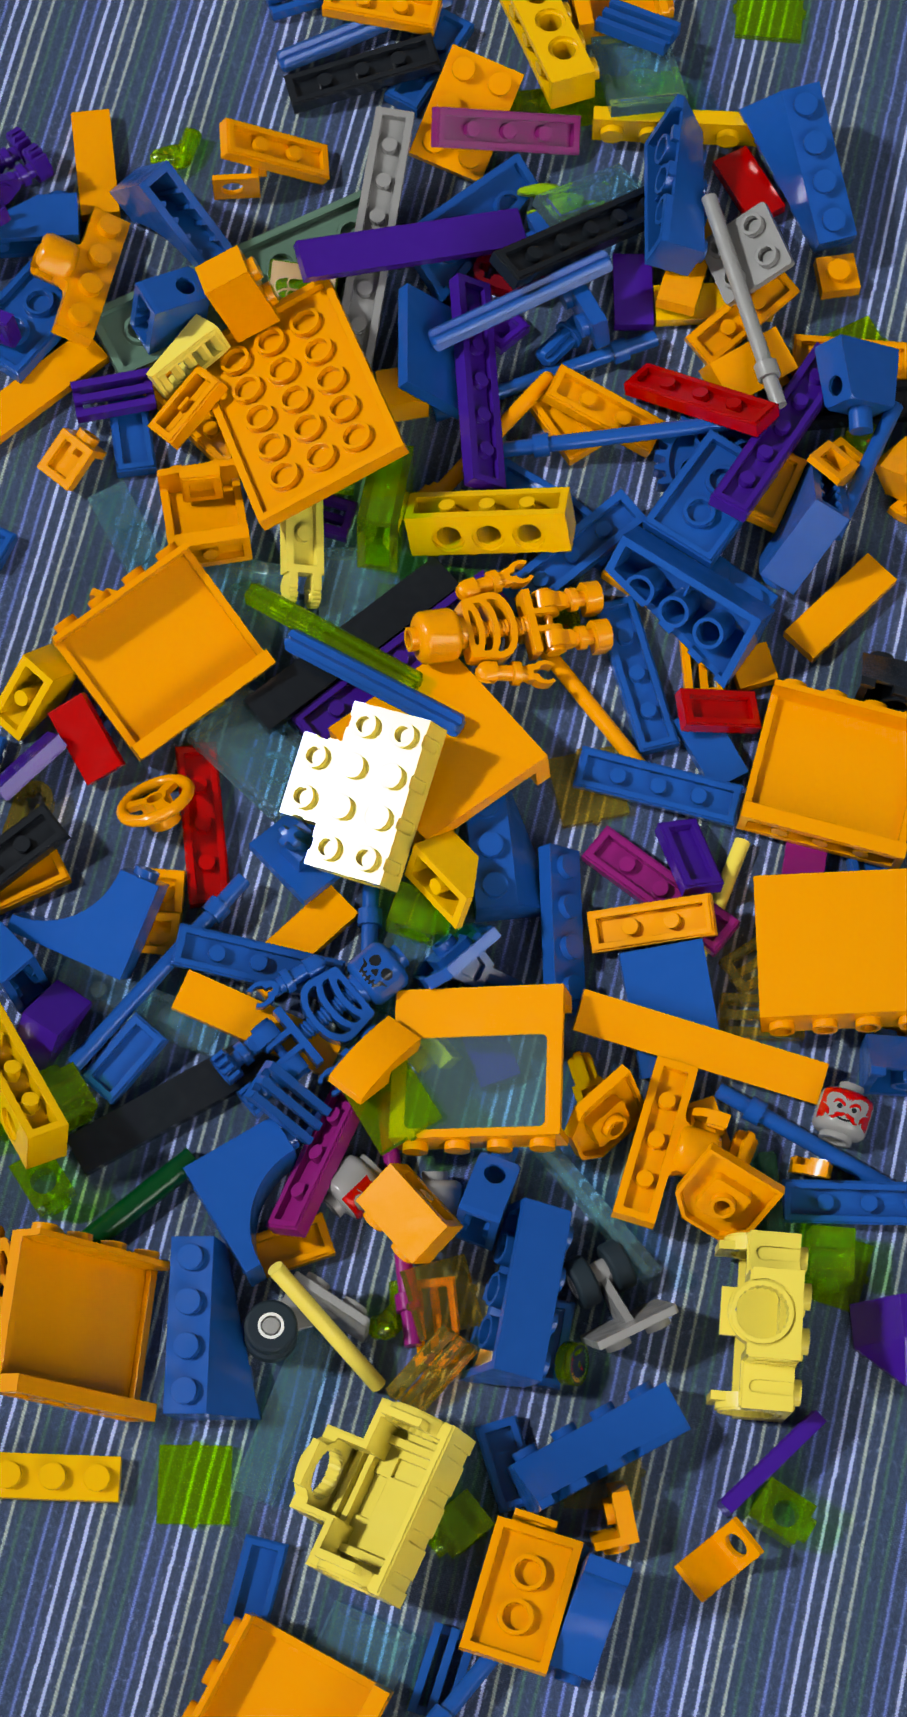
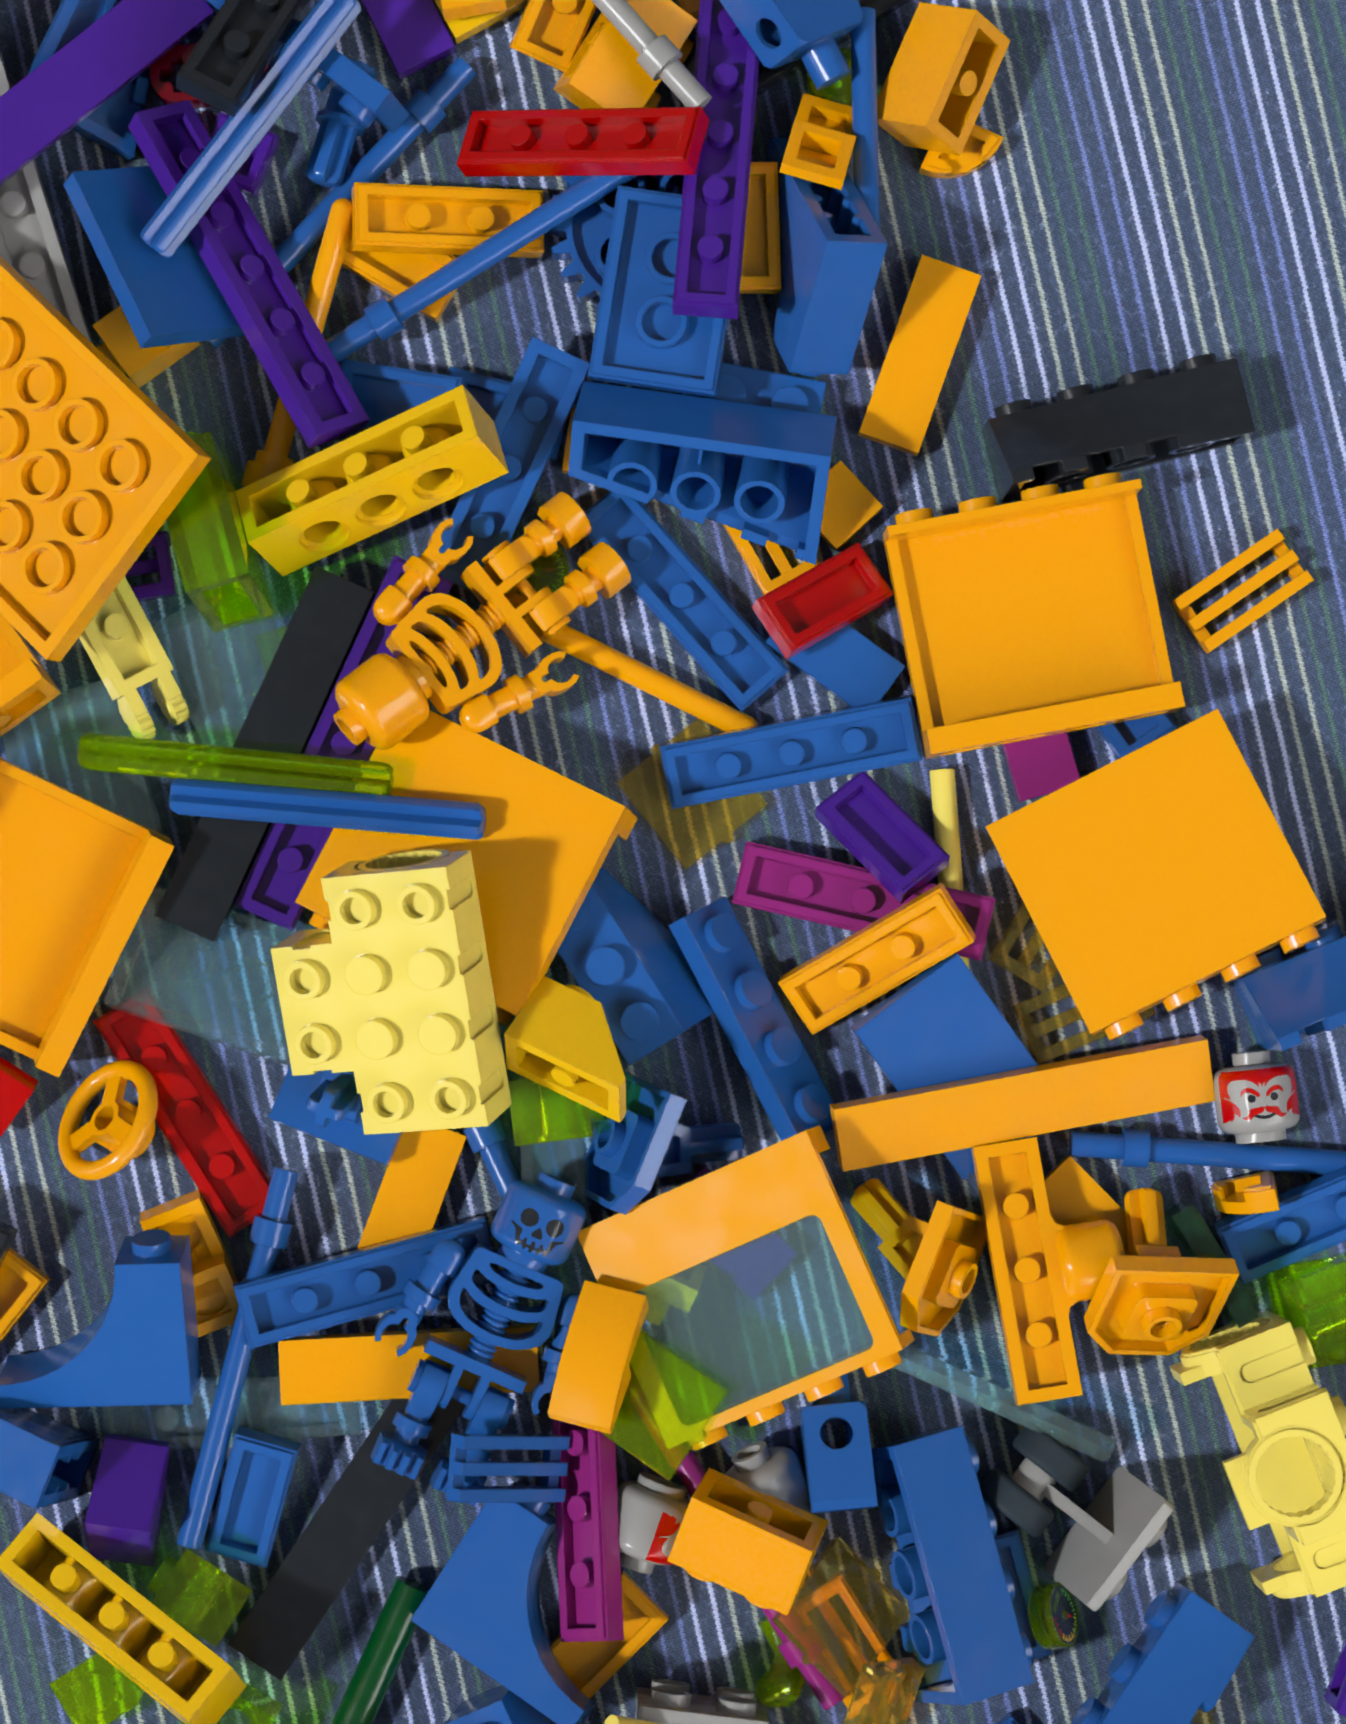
camera: 25 degrees left, 15 degrees up
(708, 1119) = (1083, 1203): light orange tile -> none

